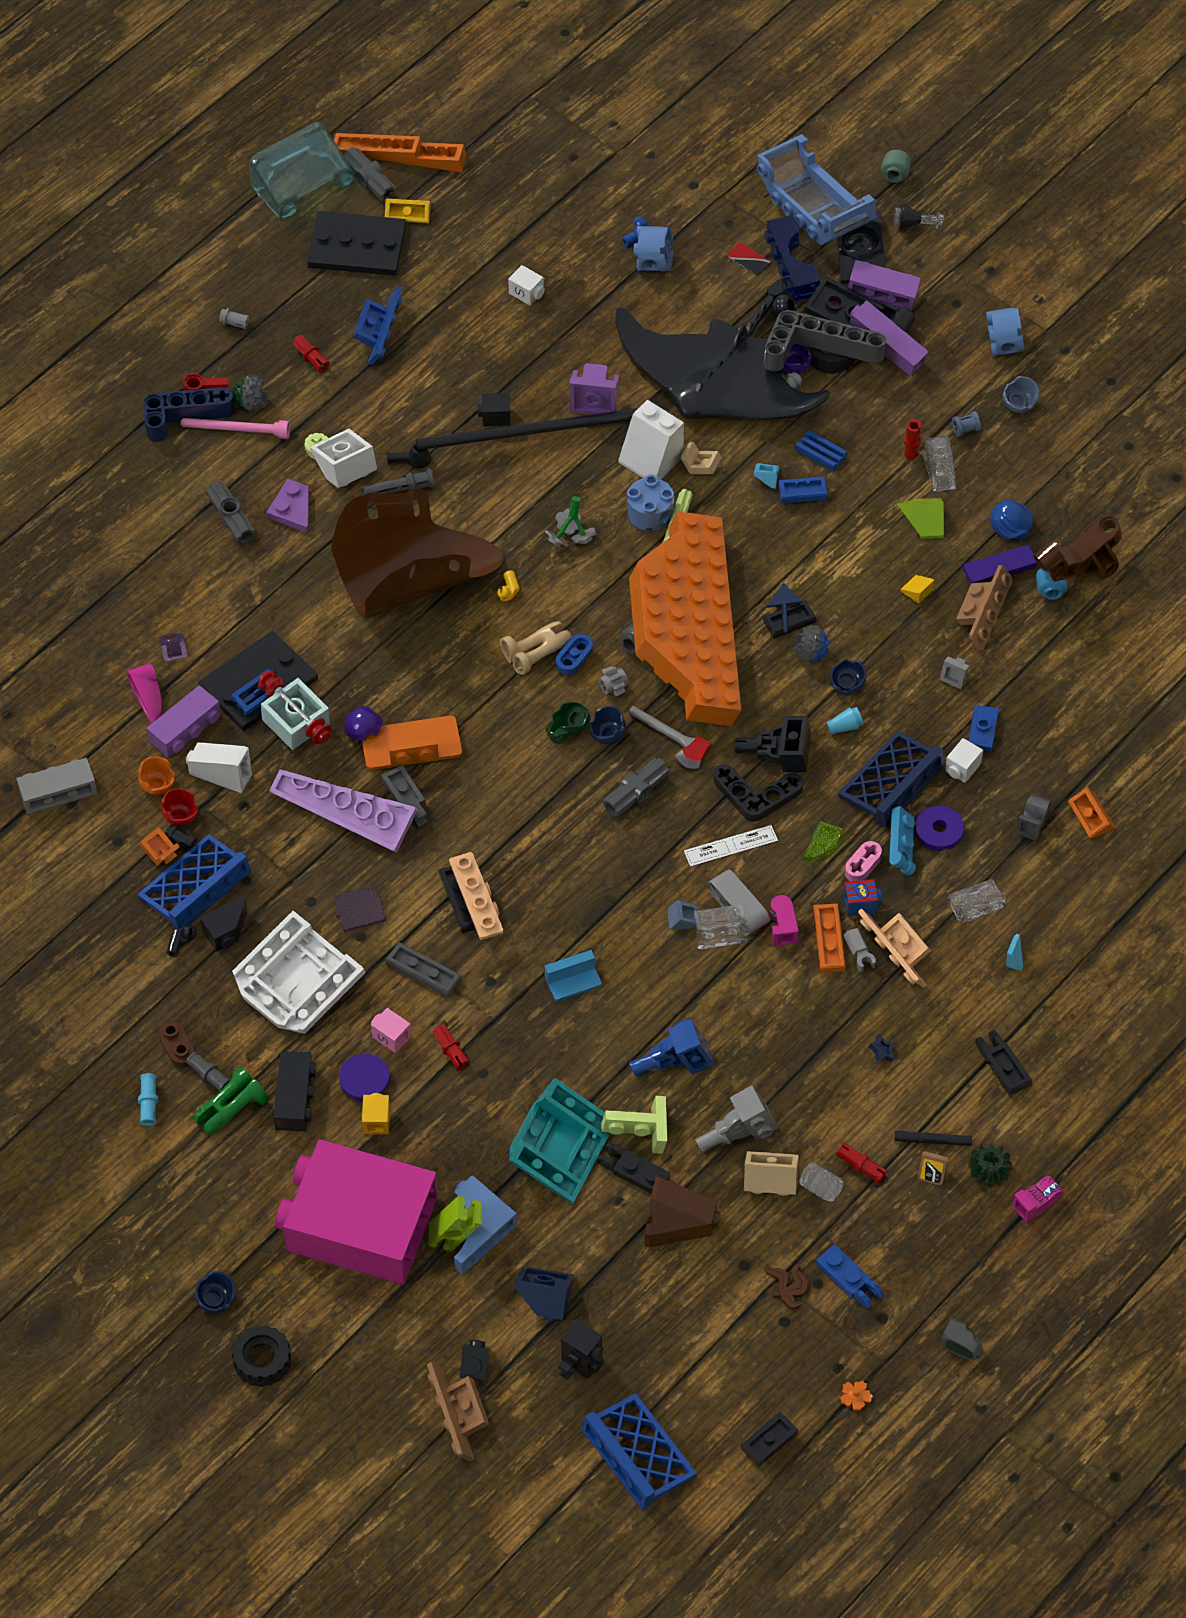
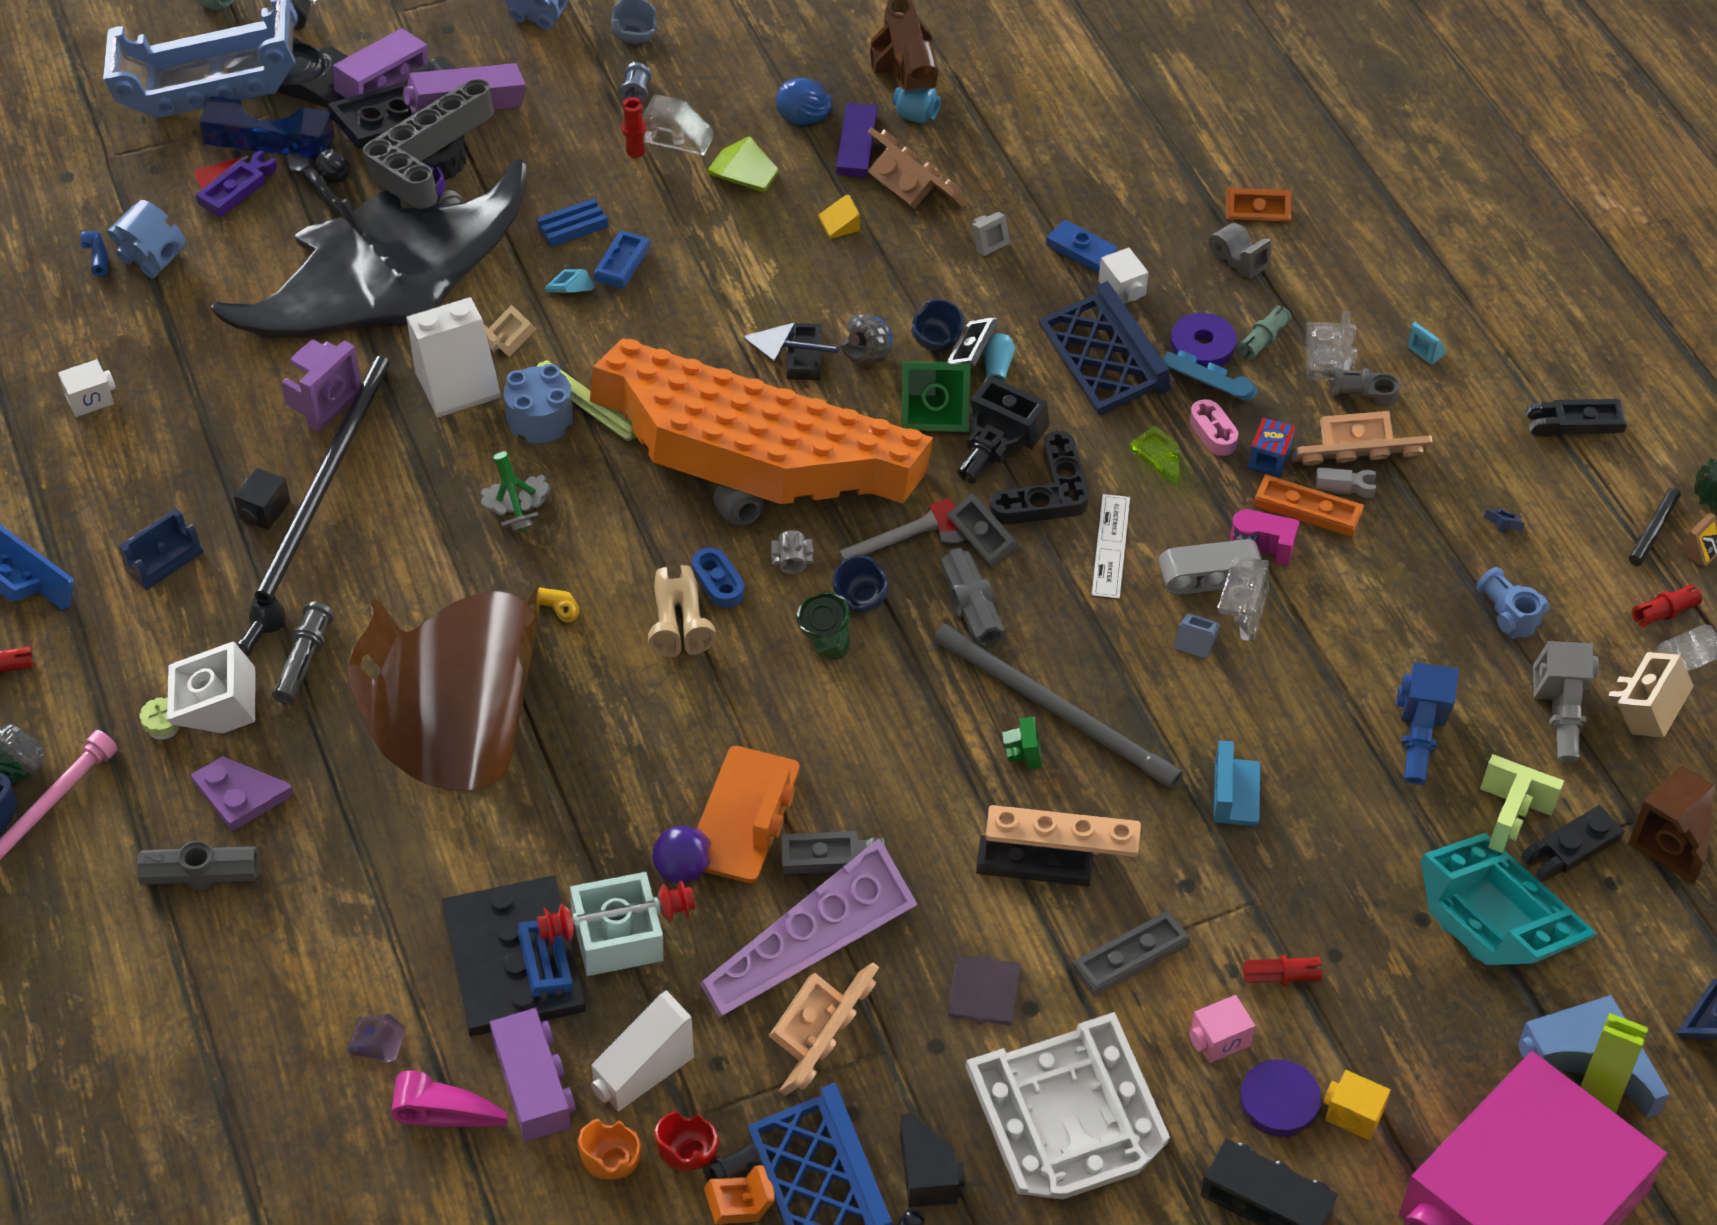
camera: 65 degrees left, 5 degrees down
(288, 832) = (813, 1020): none -> light nougat bracket
(430, 383) = (160, 549): none -> dark blue hinge
(540, 858) = (1024, 743): none -> green tile
(565, 927) = (1150, 763): none -> dark grey piece
(696, 772) = (983, 530): none -> dark grey slope
(736, 268) = (236, 184): none -> dark purple plate
(786, 695) = (935, 396): none -> green slope
(809, 1073) = (1518, 607): none -> medium blue connector
(840, 701) = (973, 341): none -> dark grey slope
(953, 930) = (1364, 383): none -> dark grey connector
(967, 859) = (1264, 332): none -> sand green pin

